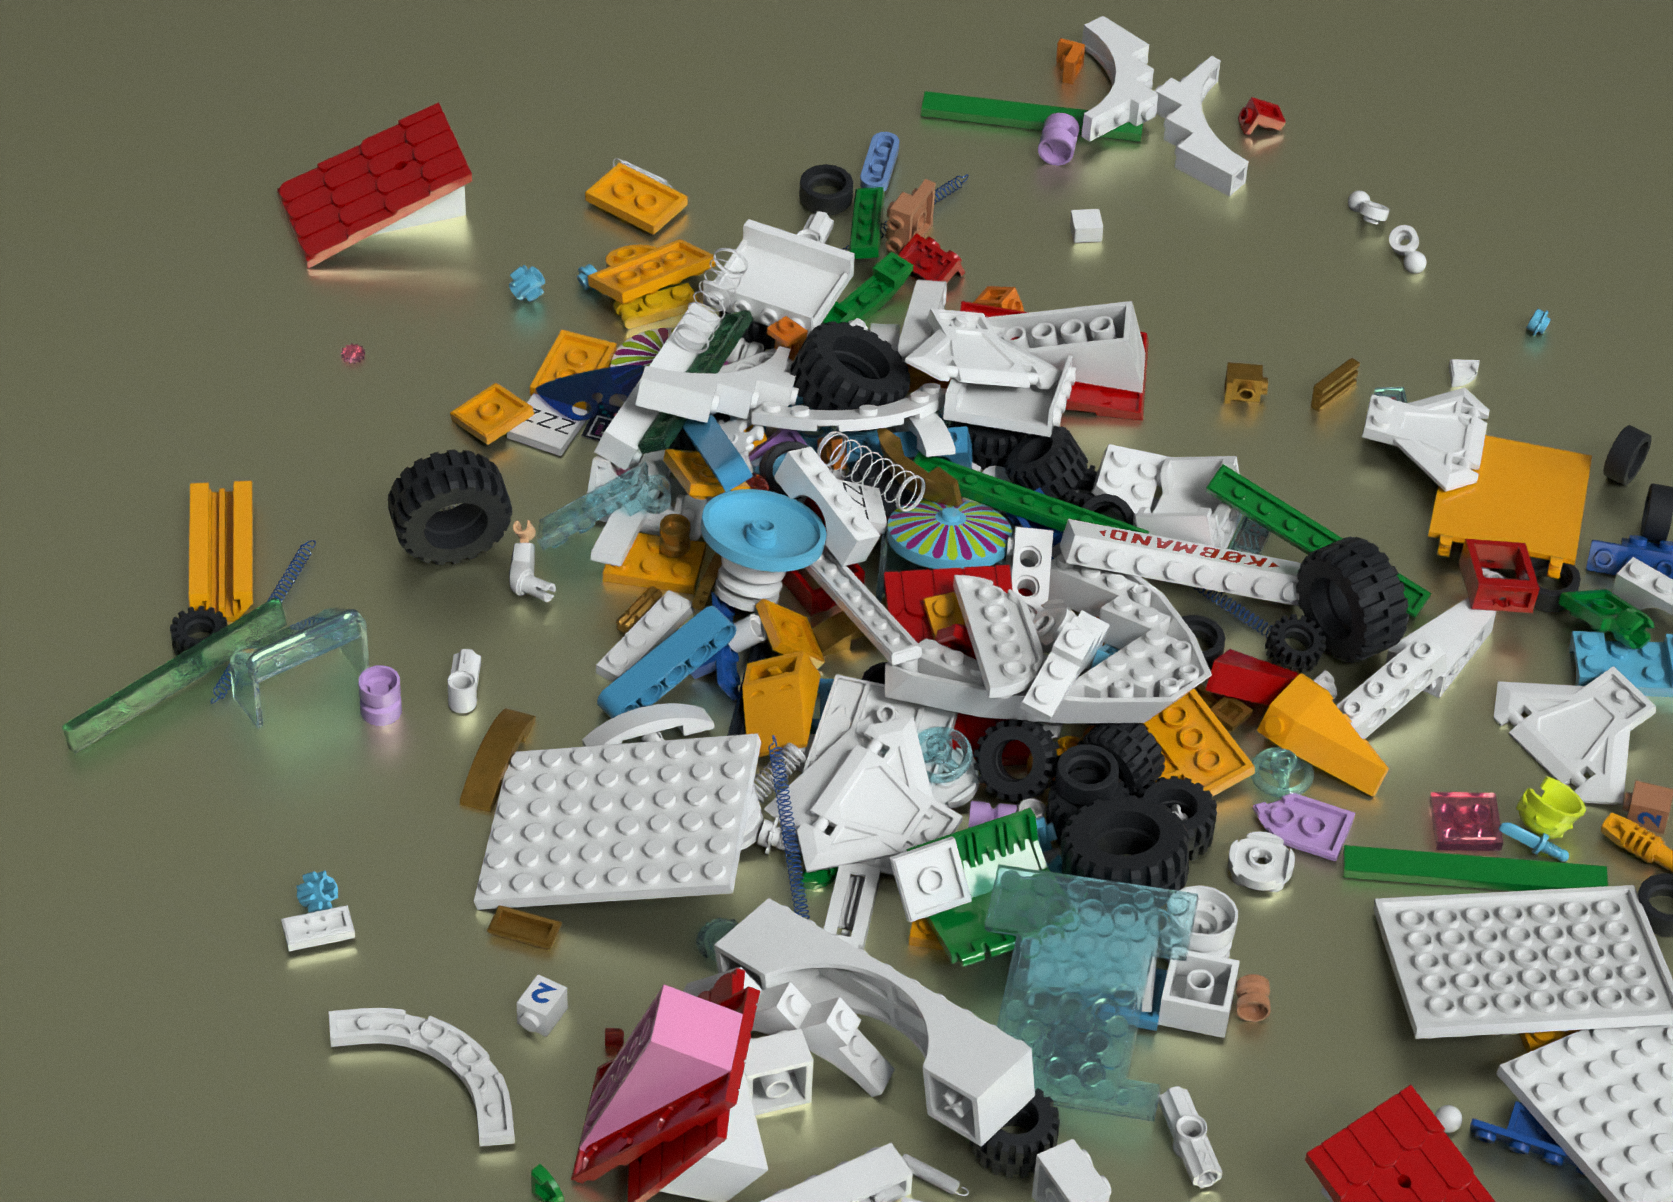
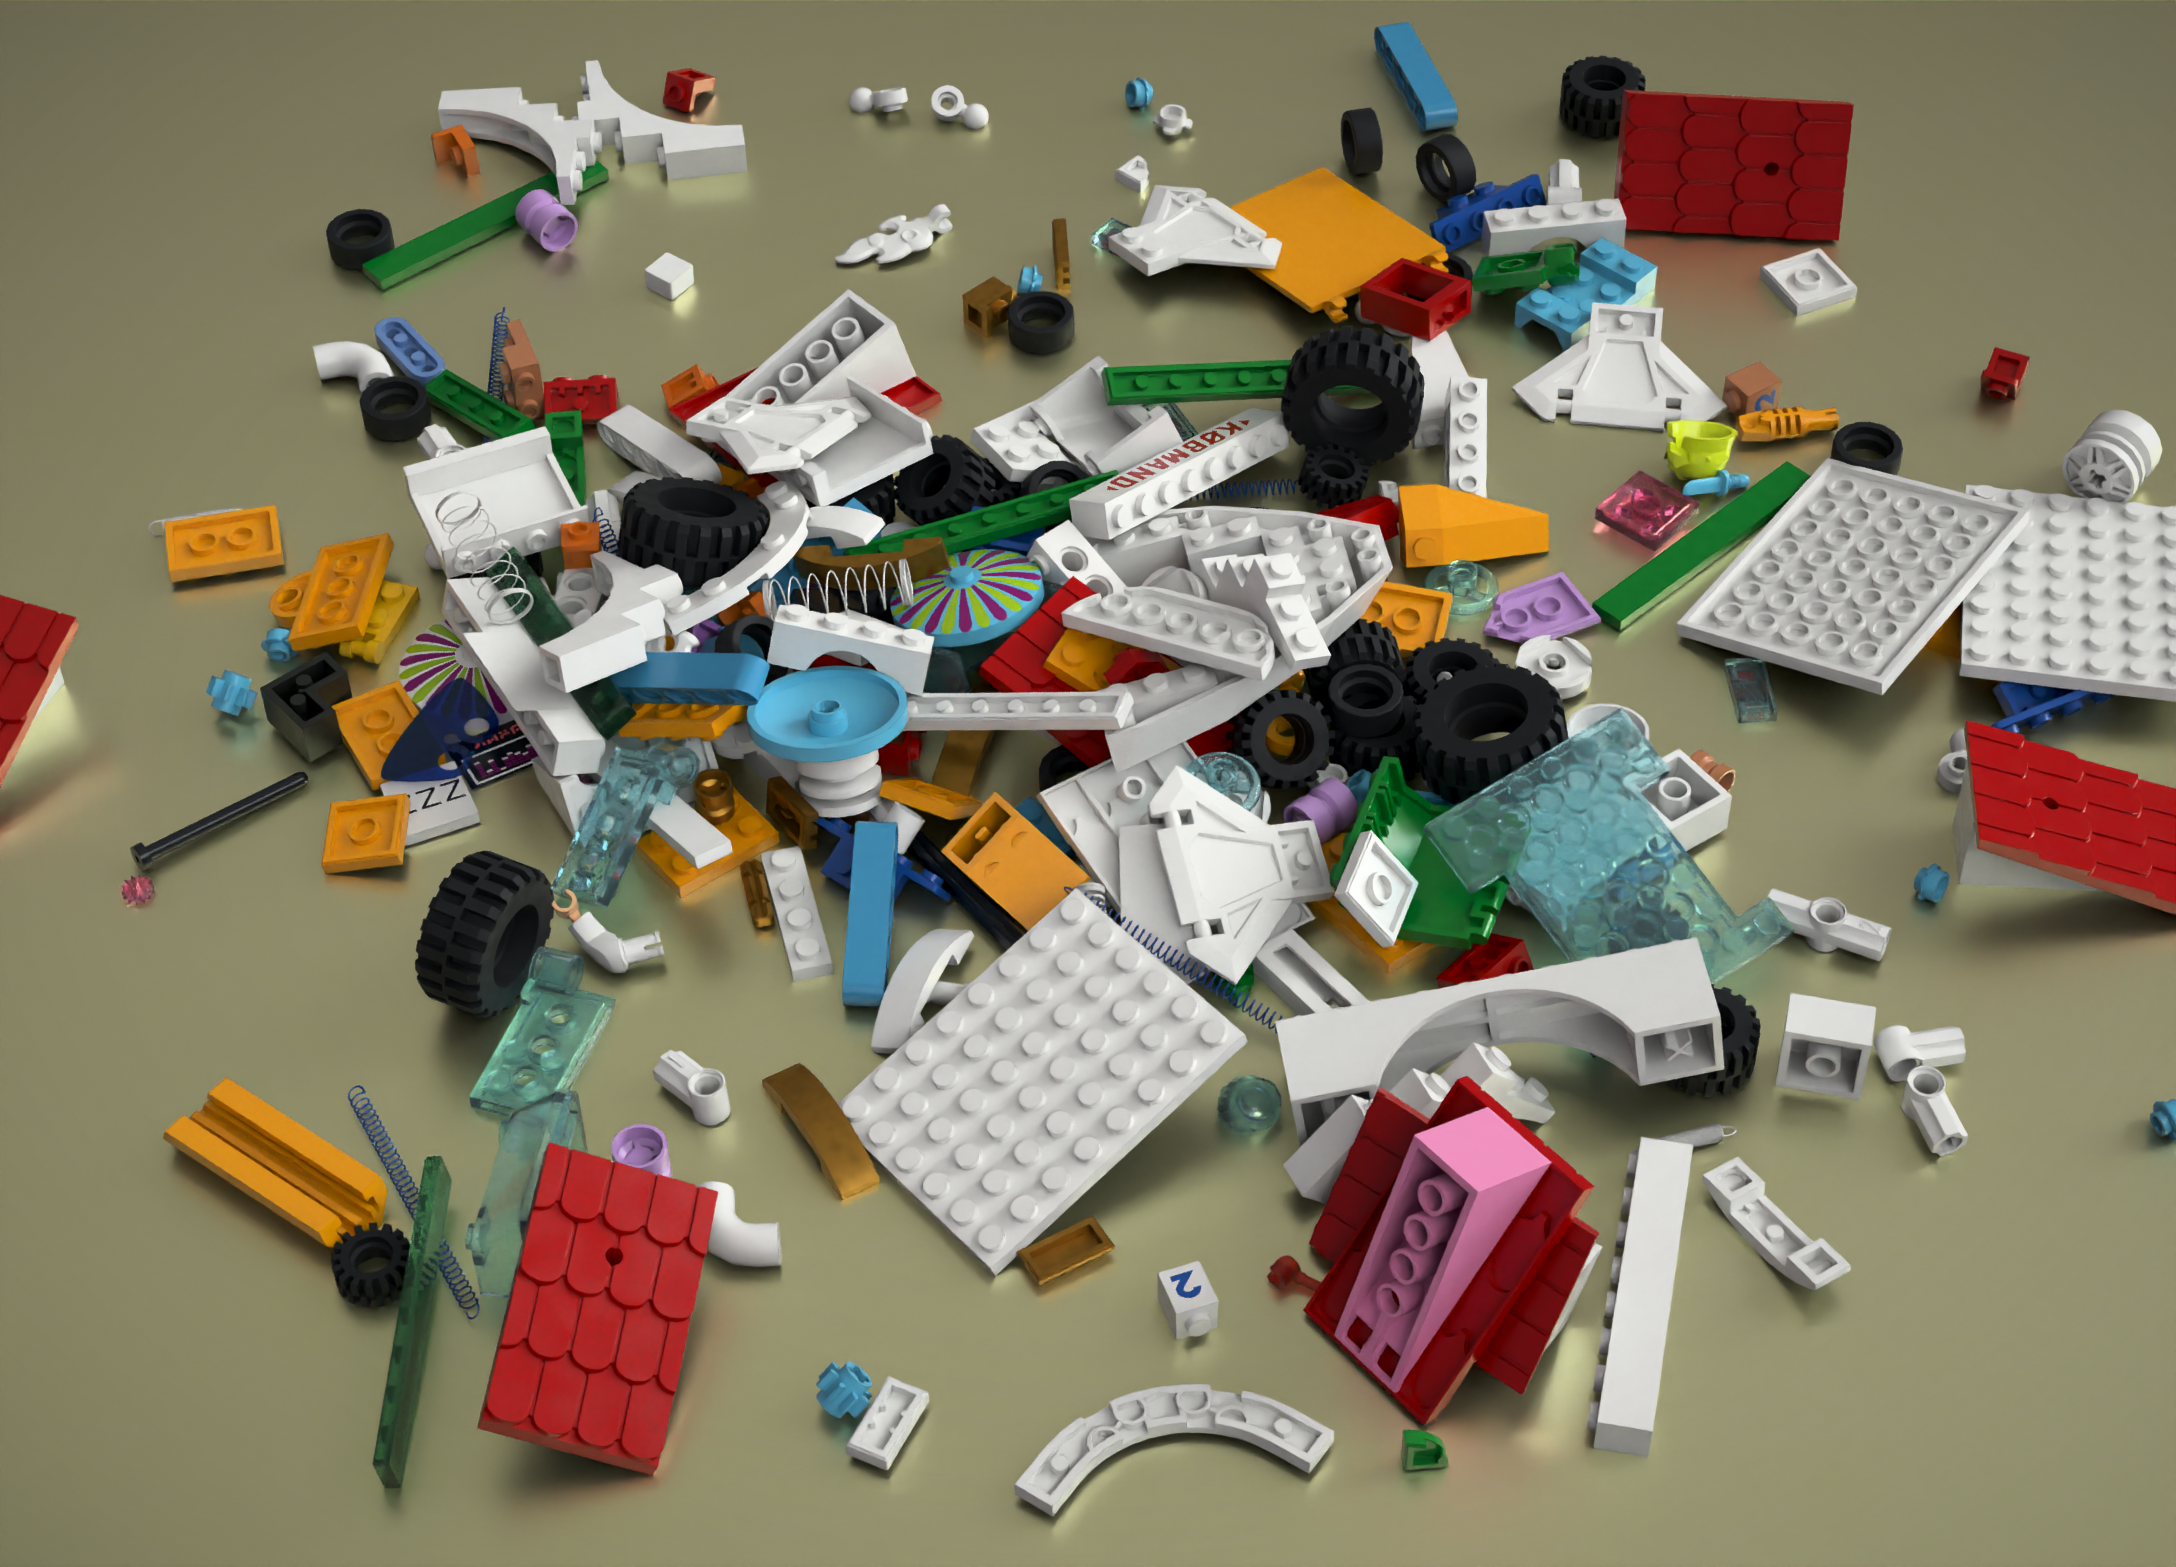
camera: 45 degrees left, 0 degrees up
(242, 739) = (599, 1310): none -> red piece
(374, 766) = (741, 1241): none -> white cylinder
(376, 338) = (145, 855): none -> black bar
(461, 571) = (546, 994): none -> clear light blue hinge
(547, 315) = (302, 702): none -> pearl dark grey brick
(651, 354) = (518, 670): none -> white sticker
(838, 141) = (351, 360): none -> white cylinder
(943, 62) = (354, 224): none -> black tyre
(961, 985) = (1496, 958): none -> red bracket
(1260, 308) = (907, 238): none -> white piece
(1261, 432) = (1041, 305): none -> black tyre
(1292, 387) = (1029, 280): none -> medium azure plate
(1295, 1174) = (1931, 883): none -> medium azure plate
(1365, 977) = (1750, 690): none -> clear light blue tile
(1536, 354) = (1172, 119): none -> white plate

